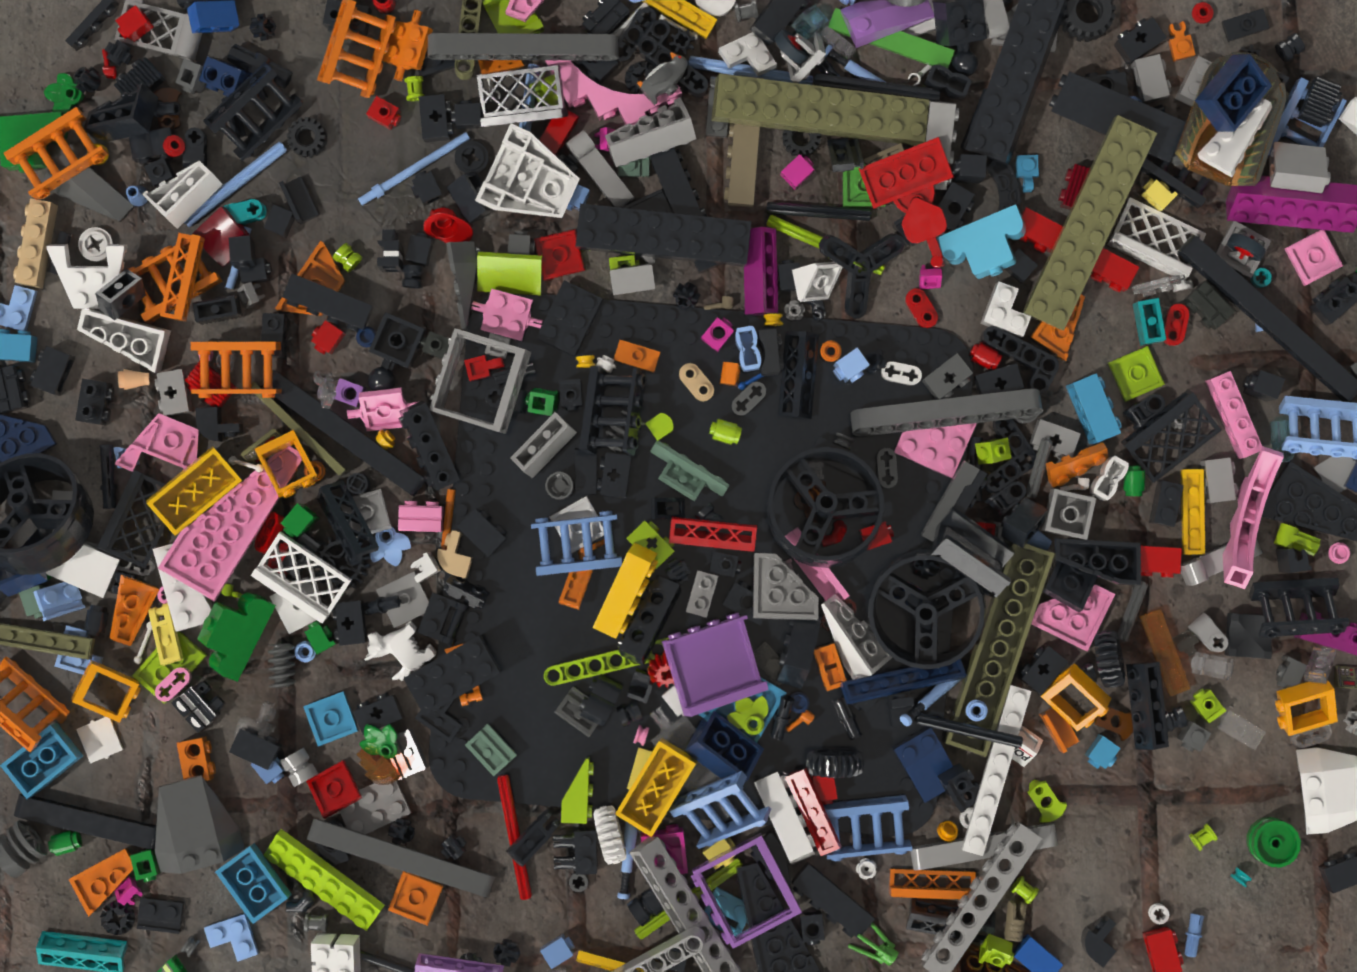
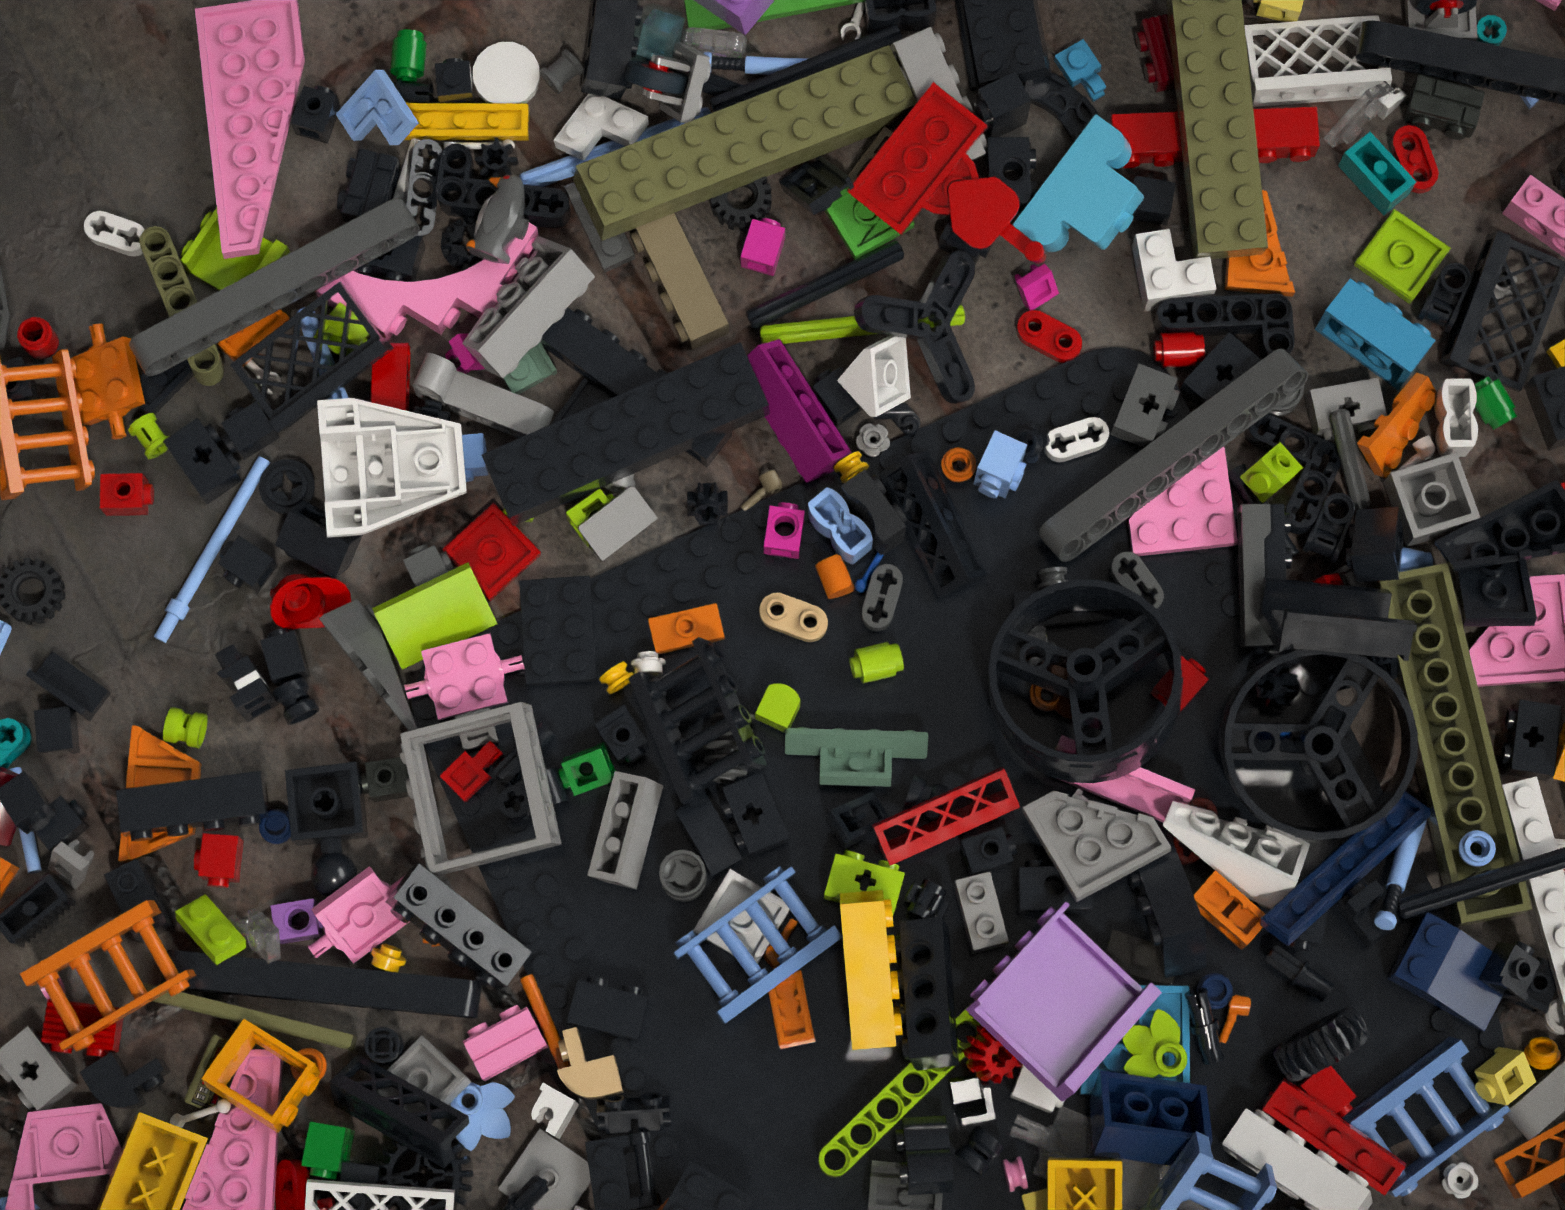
camera: 25 degrees left, 10 degrees down
(302, 372) = (210, 929): none -> lime plate
(837, 534) = (1123, 716): red arm -> none
(919, 831) = (1497, 1080): none -> light yellow brick

